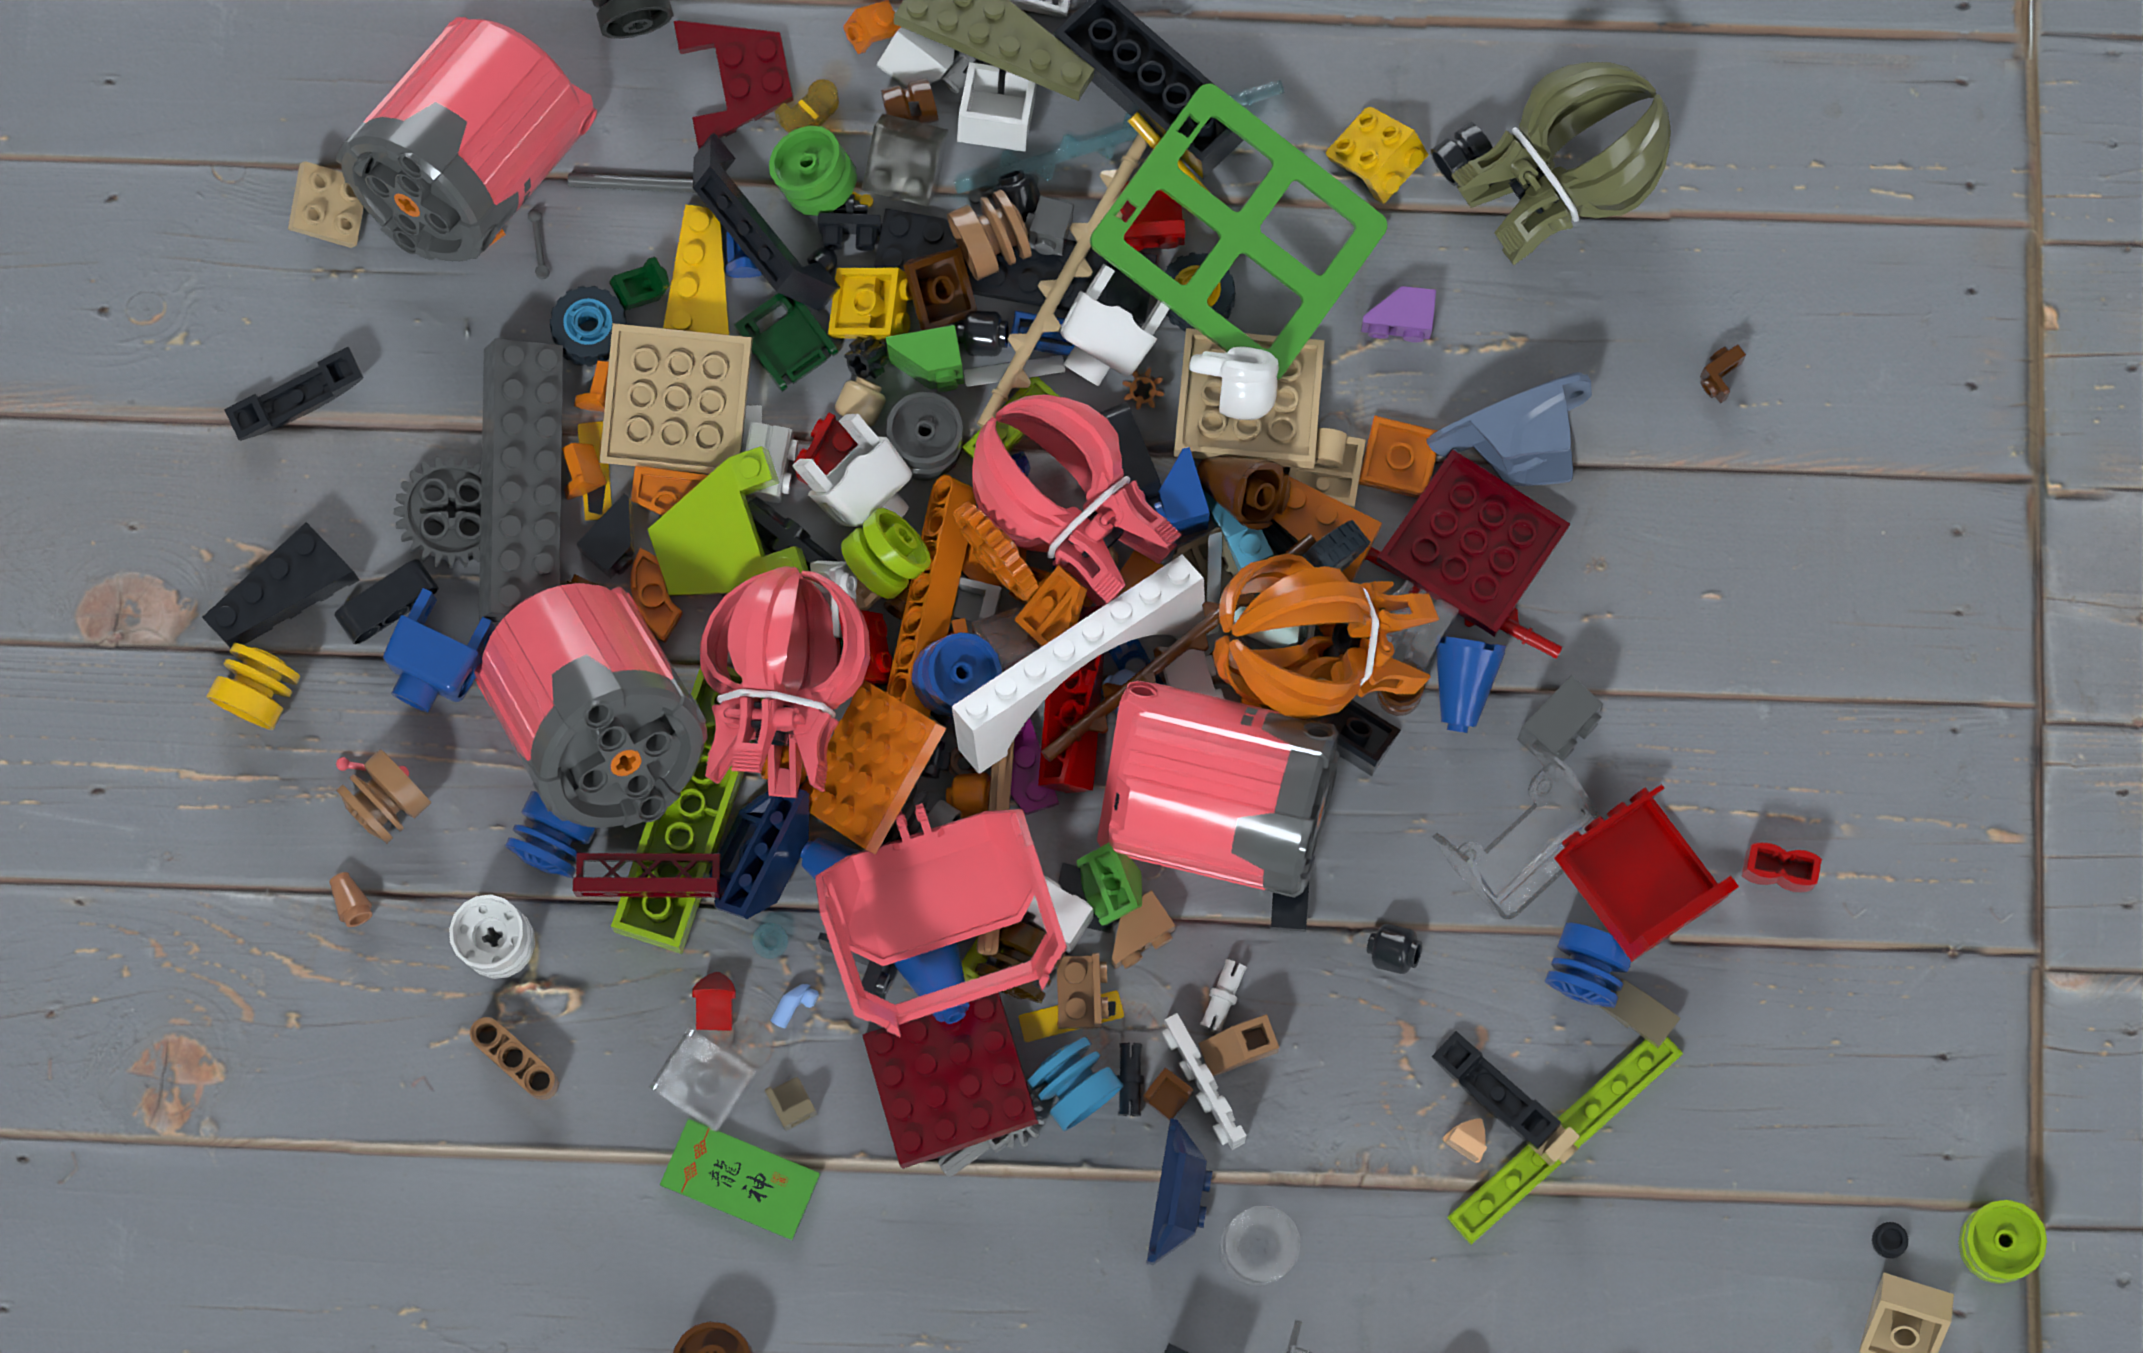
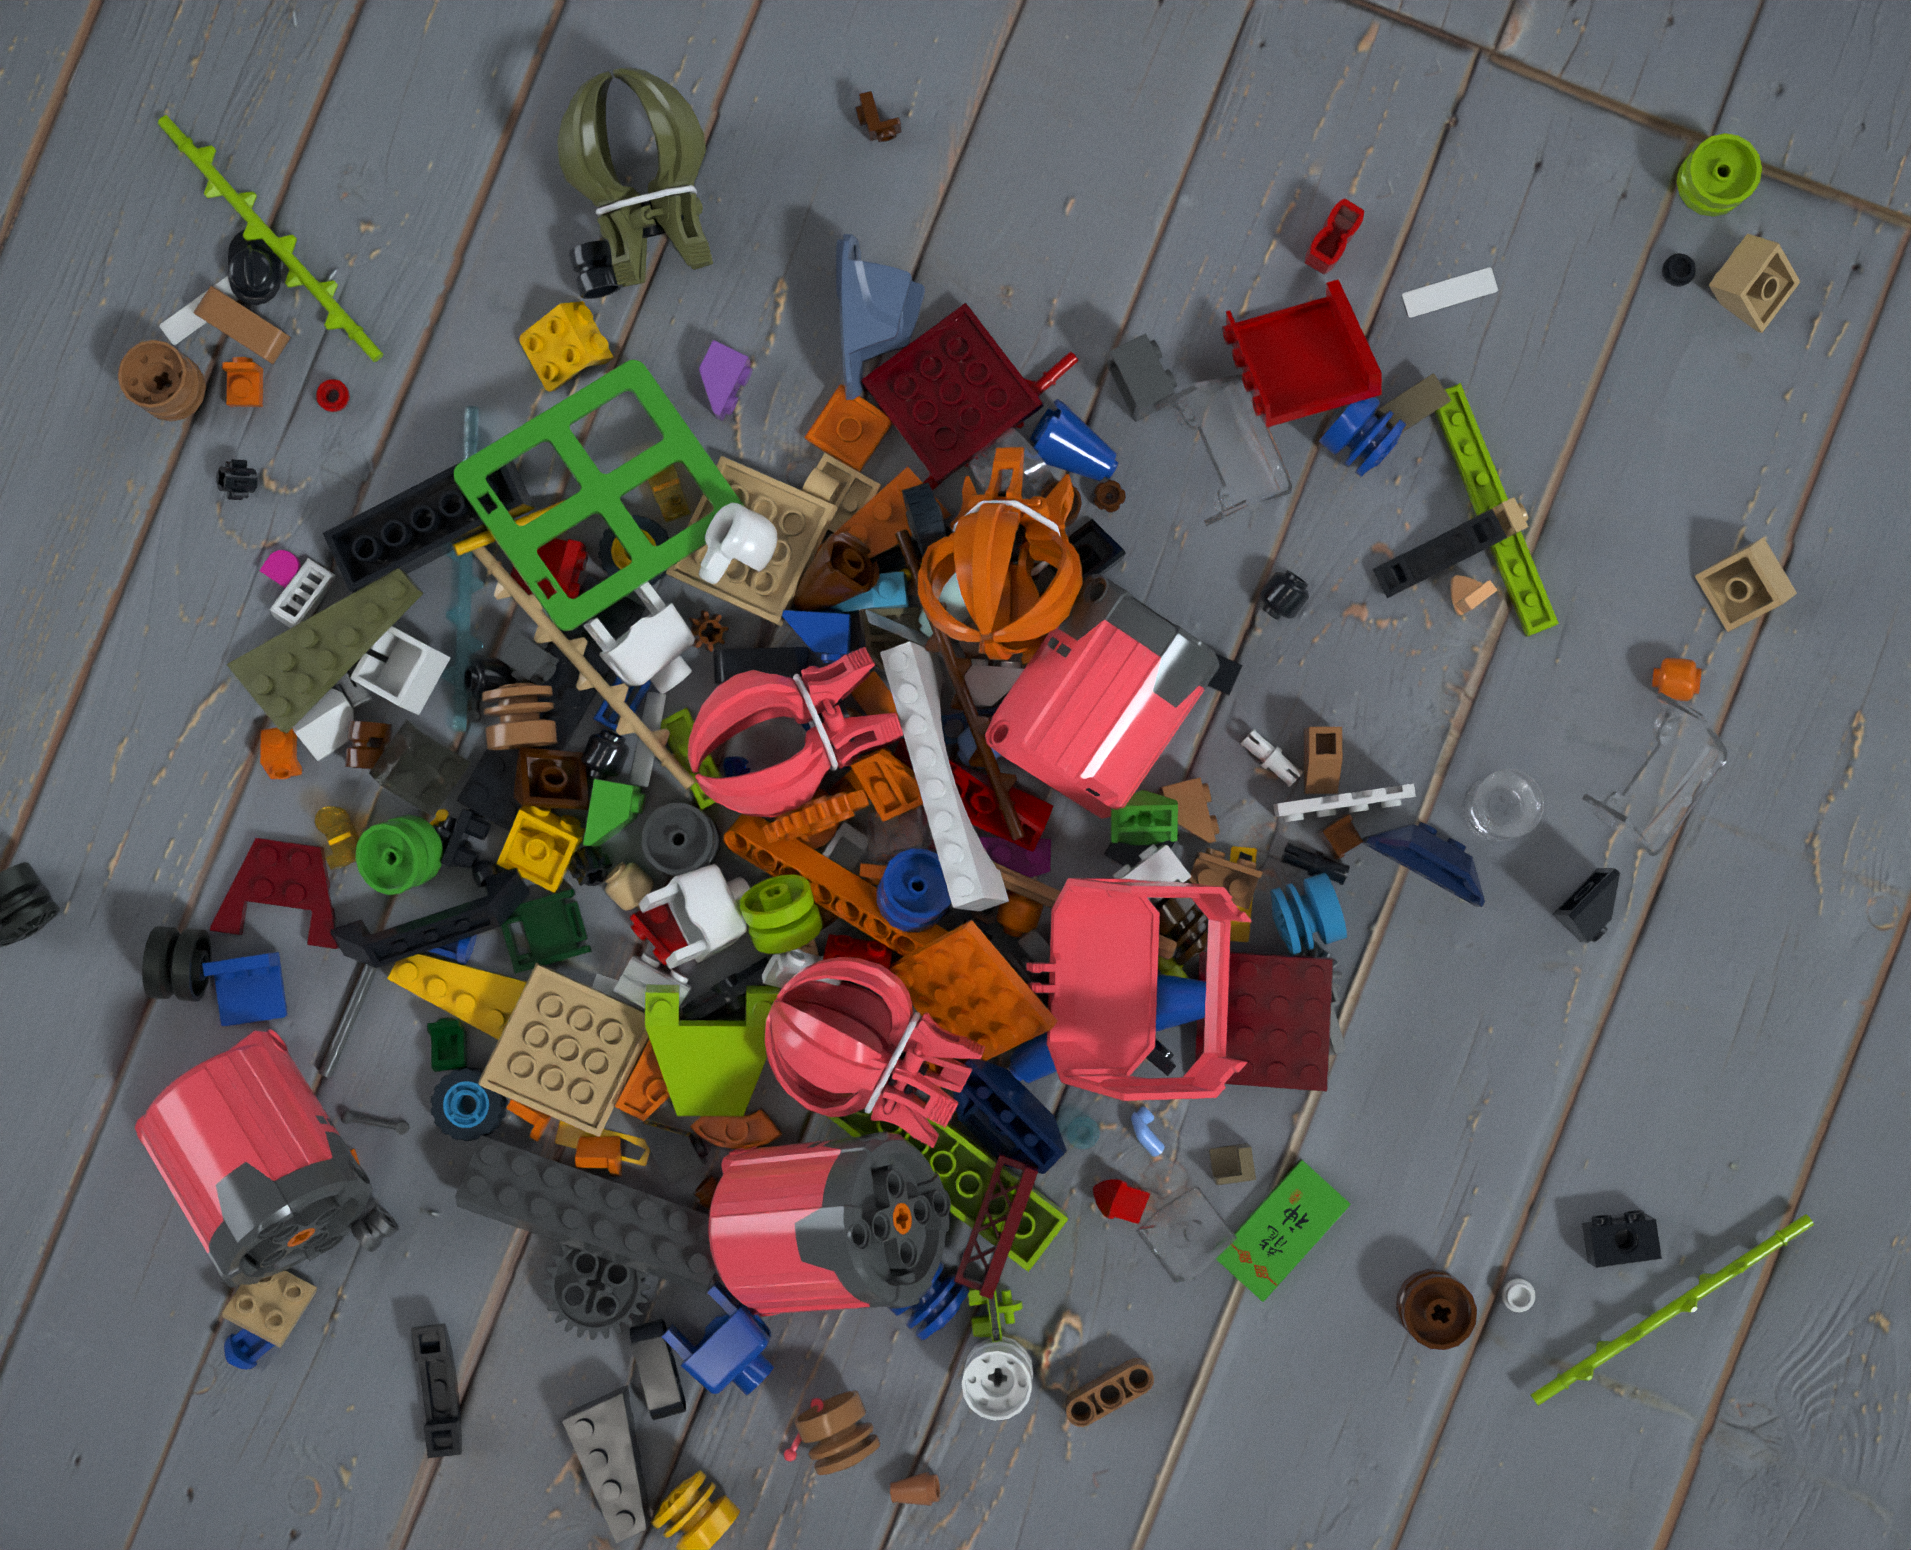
camera: 70 degrees left, 10 degrees up
(273, 200) = (245, 1349): none -> blue tile
(434, 279) = (375, 1228): none -> flat silver wheel
(544, 916) = (990, 1324): none -> lime hips
(630, 77) = (248, 988): none -> blue bracket
(1267, 304) = (670, 494): none -> clear yellow leg
(1439, 738) = (1113, 488): none -> reddish brown plate
(1774, 1012) = (1450, 292): none -> white sticker

